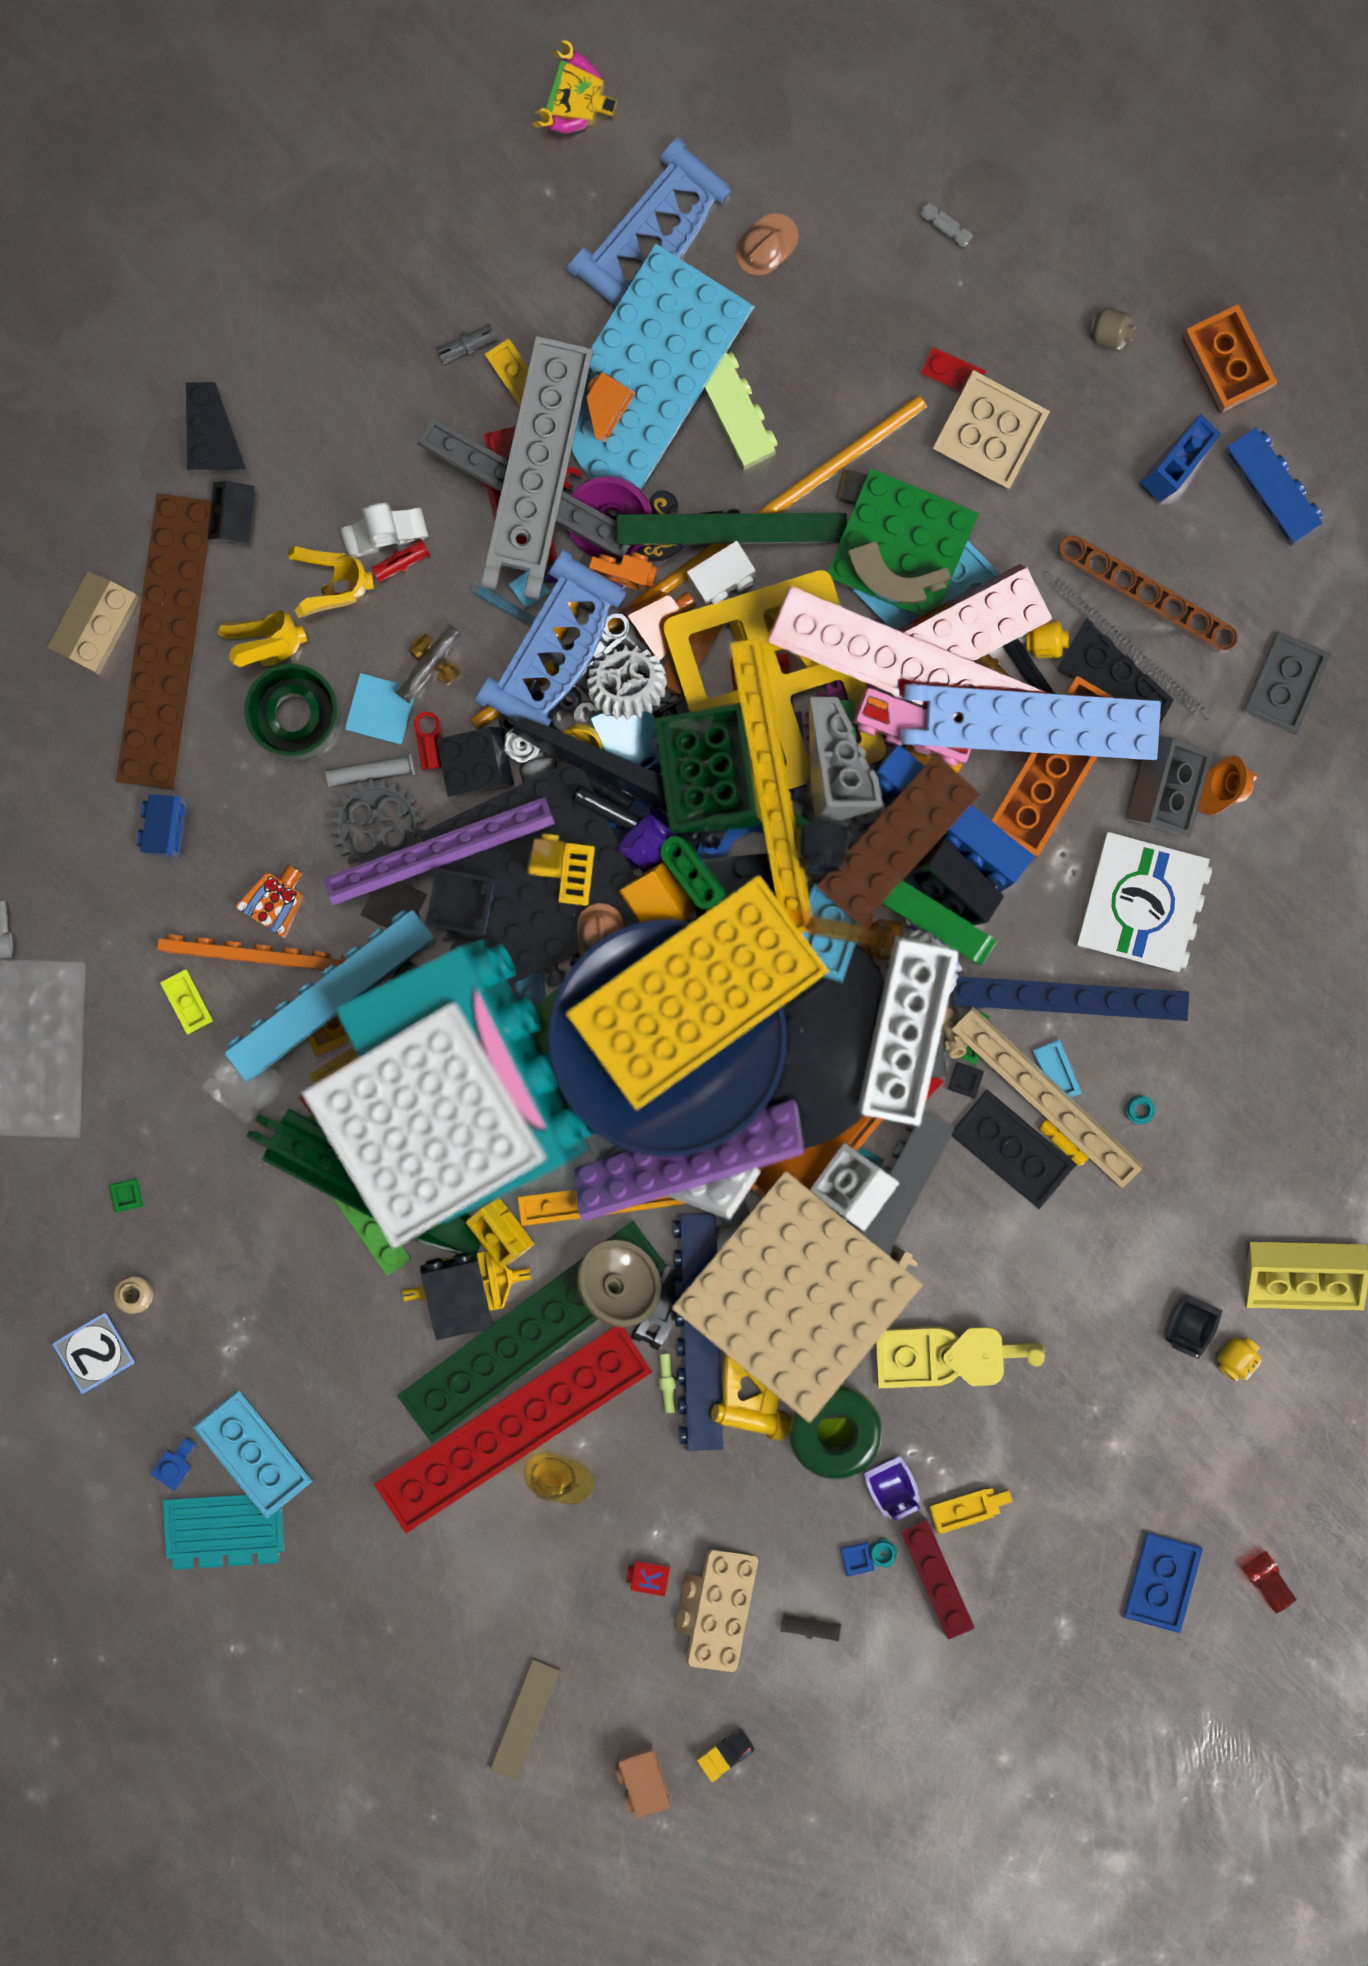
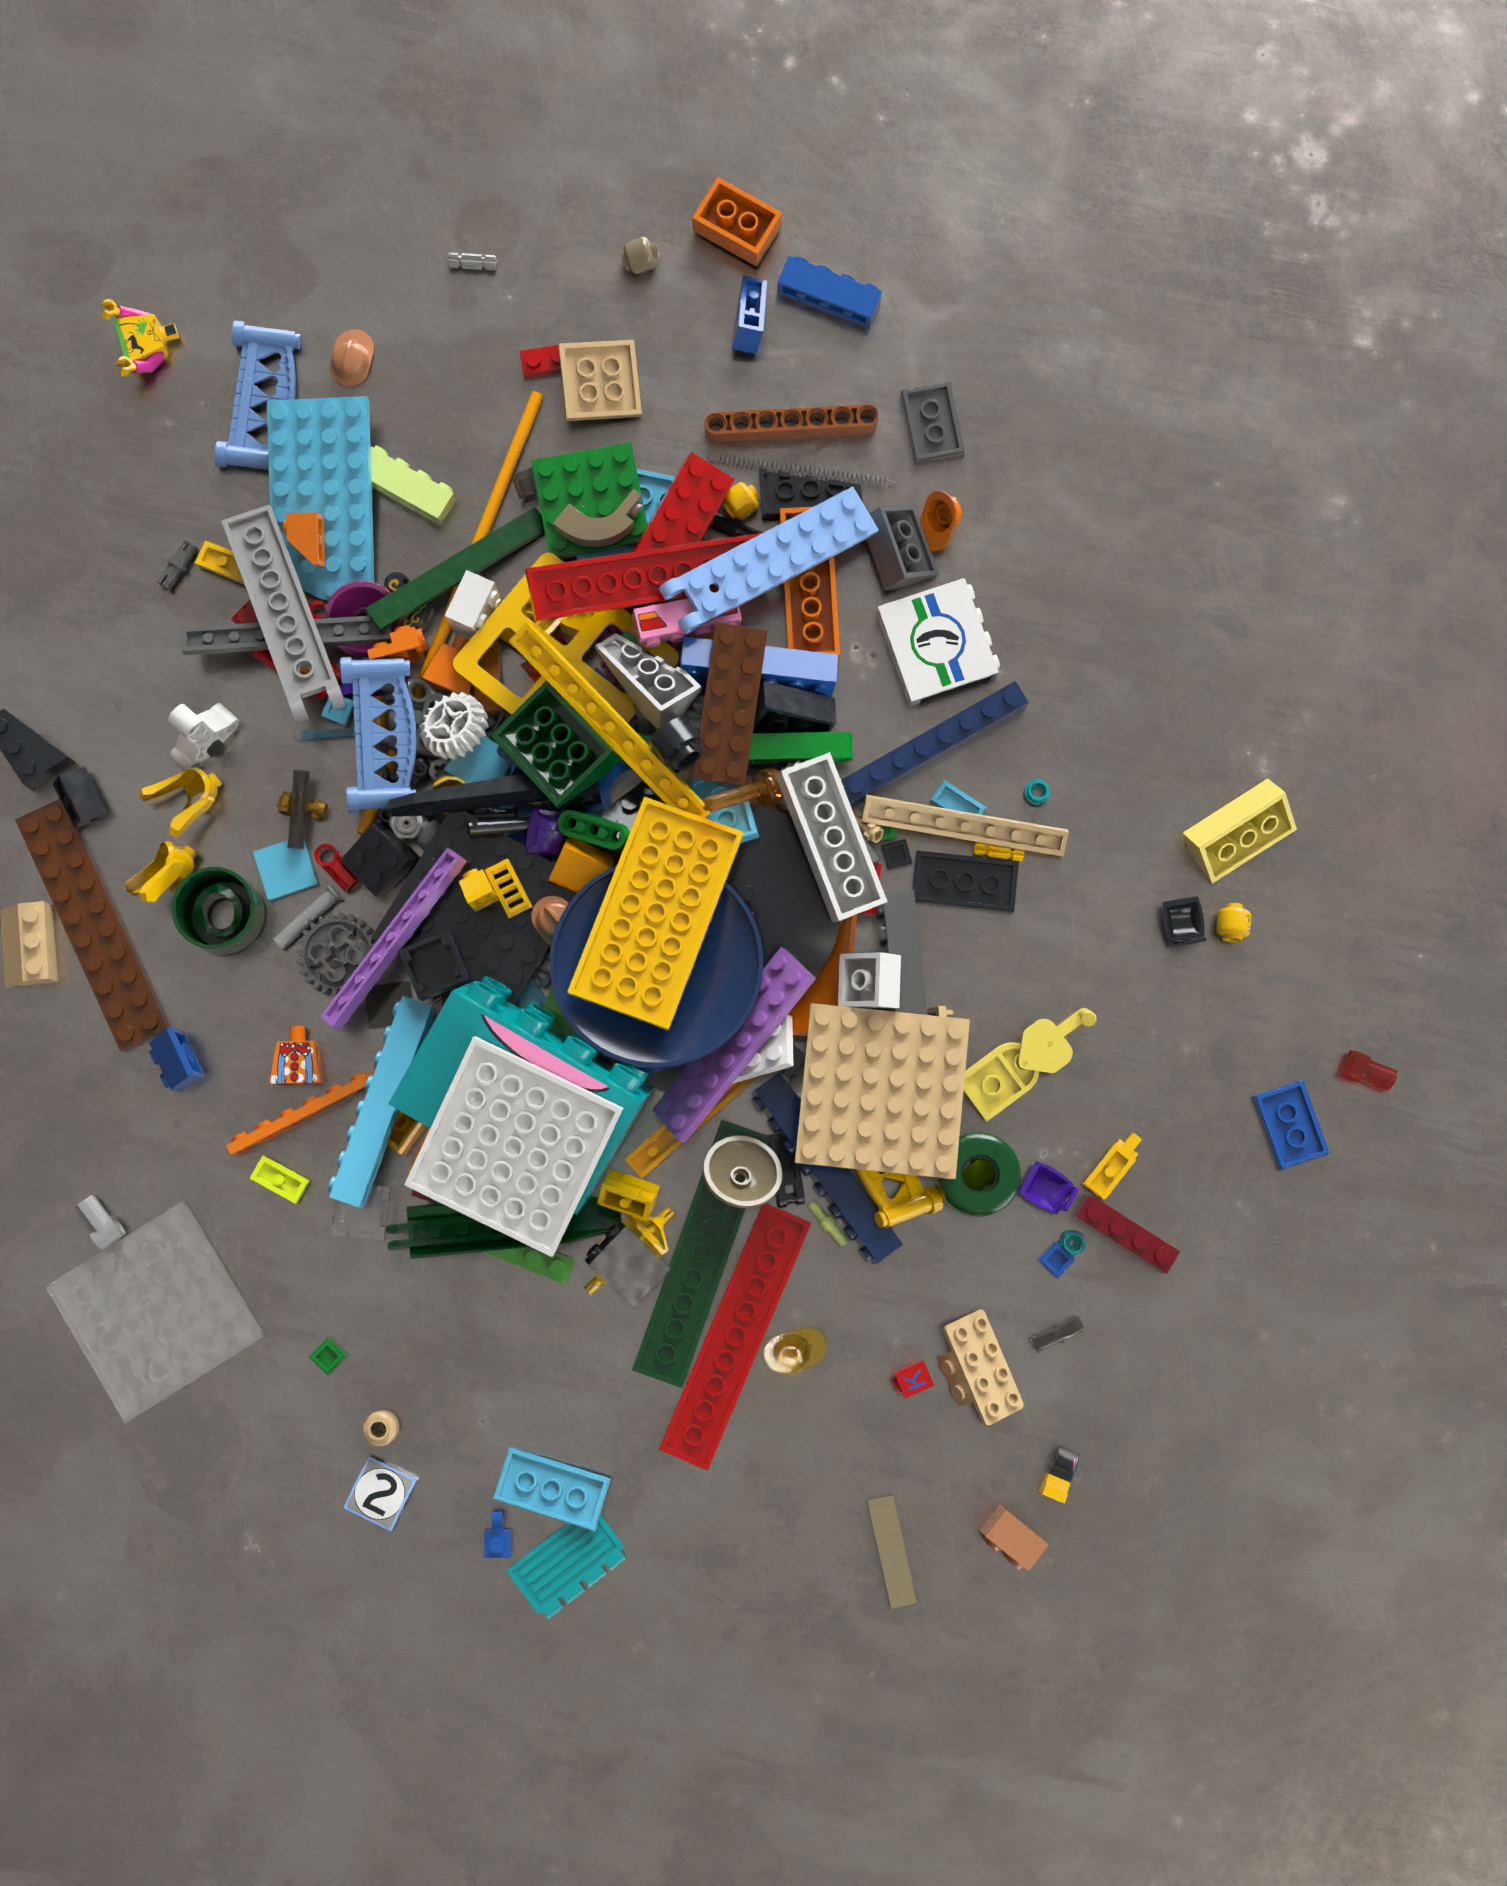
camera: 35 degrees left, 5 degrees down
(400, 560) = (229, 751): red pin -> none

